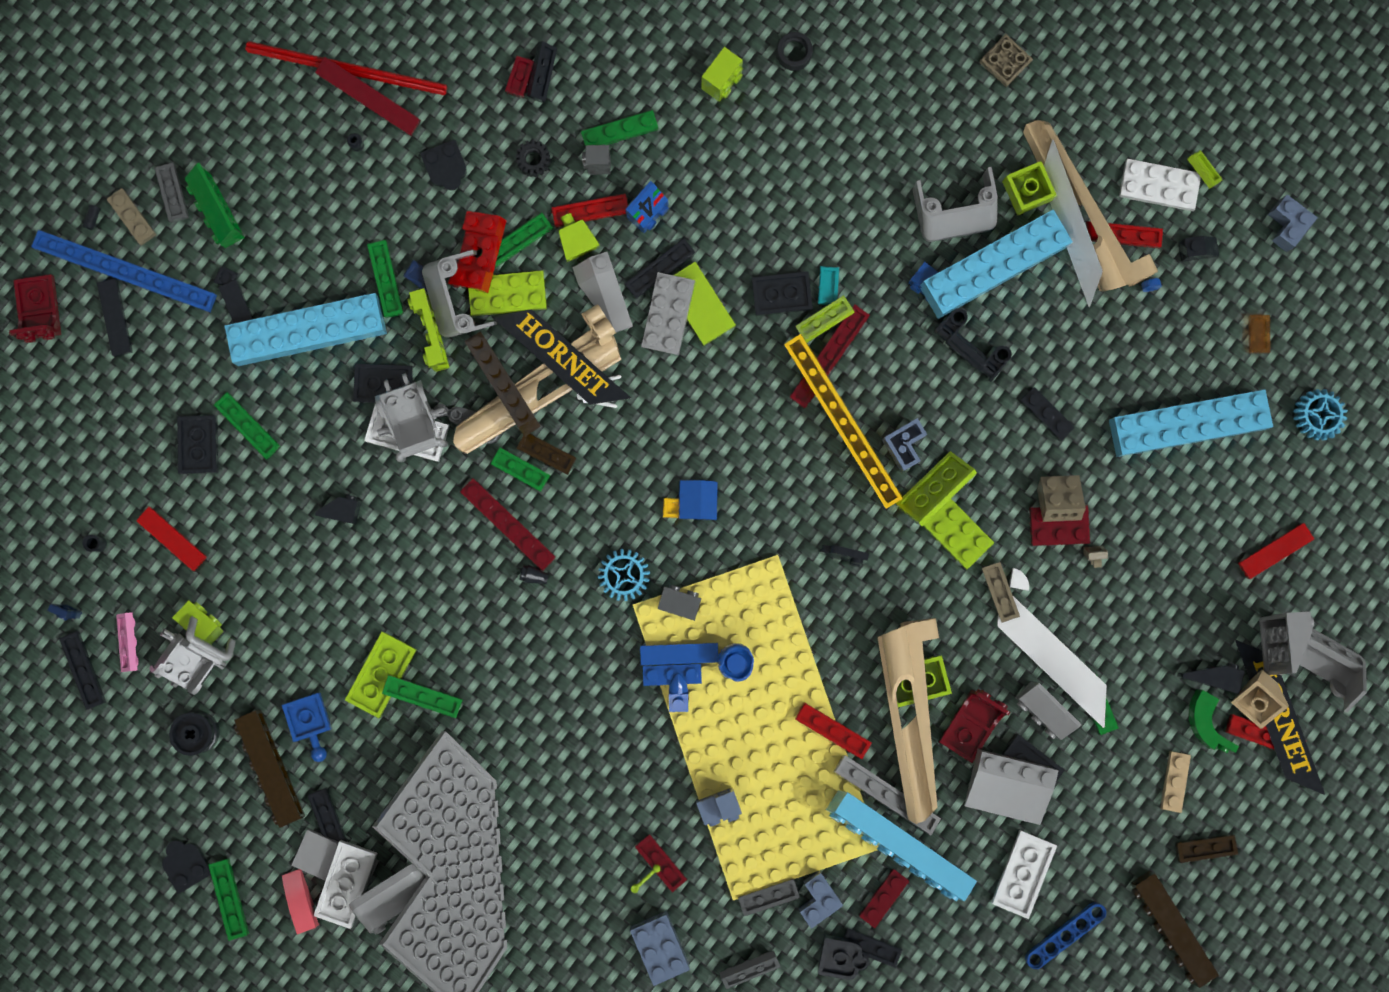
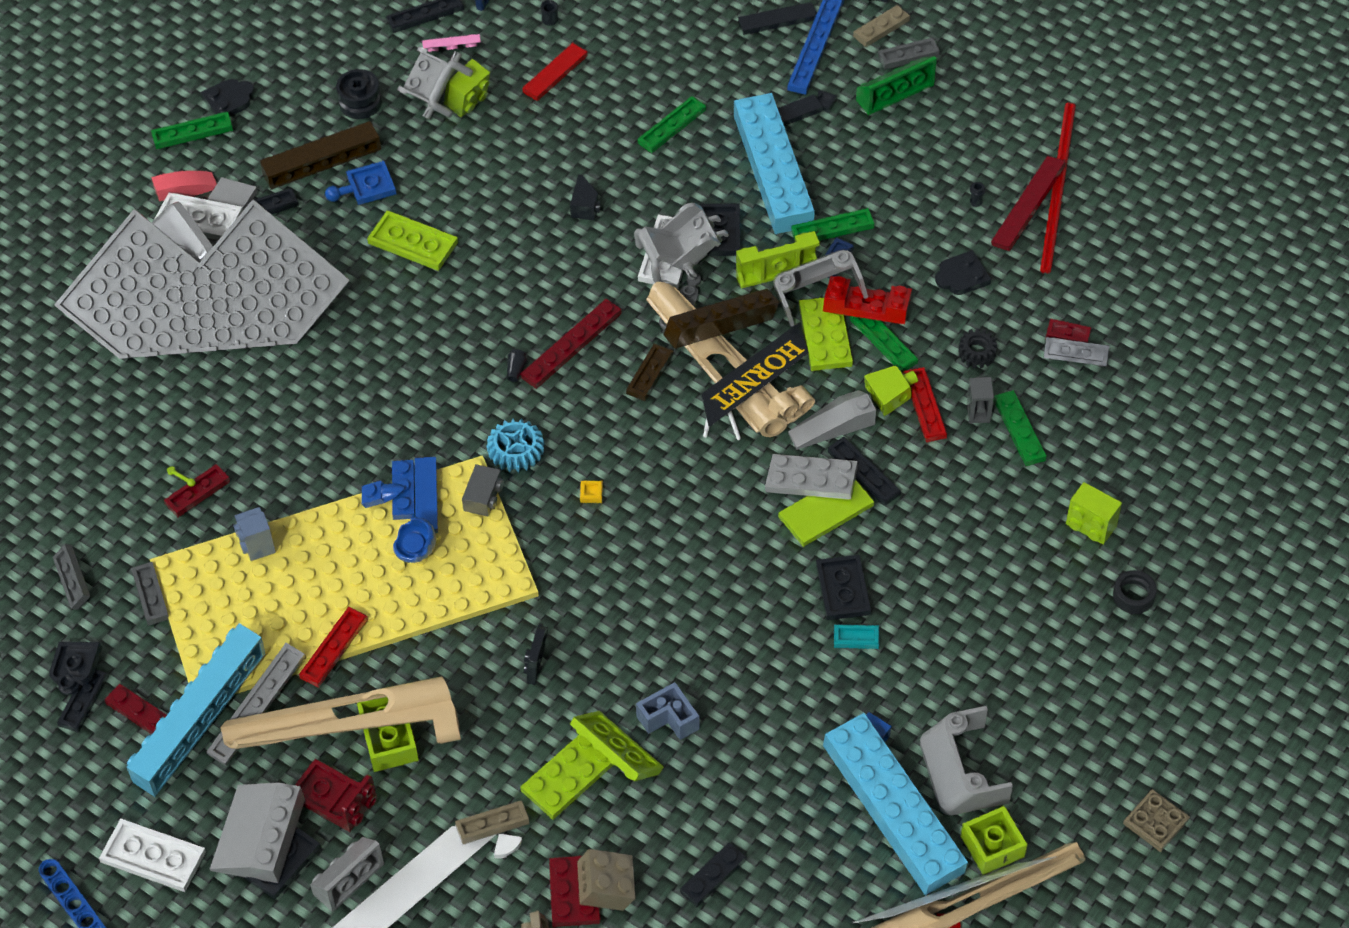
camera: 90 degrees right, 30 degrees down
(197, 444) = (650, 85): black plate -> none
(422, 696) = (388, 272): green plate -> none
(520, 469) = (631, 350): green plate -> none
(647, 207) = (931, 448): blue slope -> none
(660, 948) = (104, 490): sand blue brick -> none
(697, 500) = (600, 513): blue slope -> none
(823, 902) = (143, 644): sand blue brick -> none
(825, 319) = (815, 628): lime plate -> none
(832, 352) = (772, 637): dark red plate -> none
(843, 421) = (692, 644): yellow brick -> none
(990, 366) = (771, 803): black piece -> none

